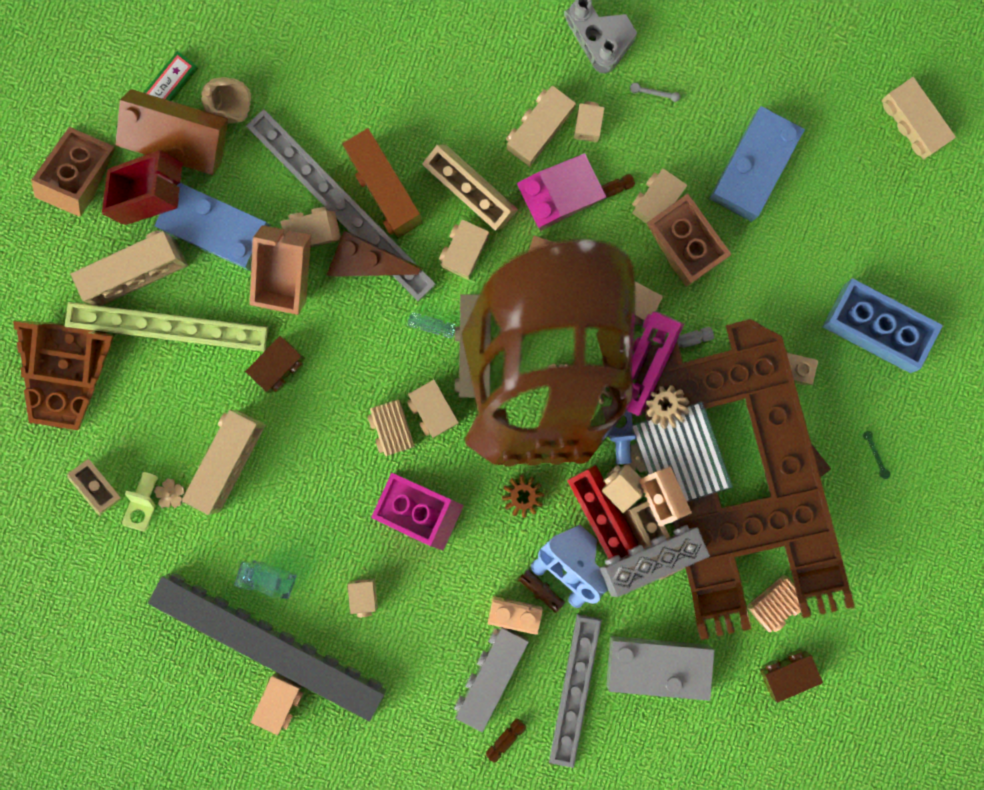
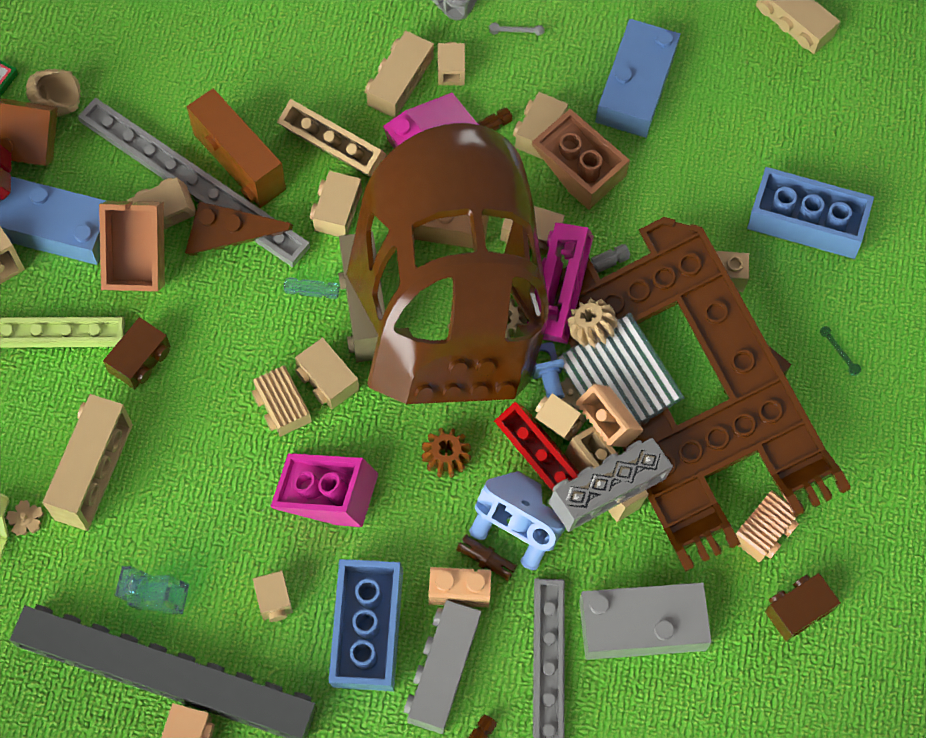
camera: 10 degrees left, 20 degrees down
(434, 636) = (366, 625): none -> medium blue brick

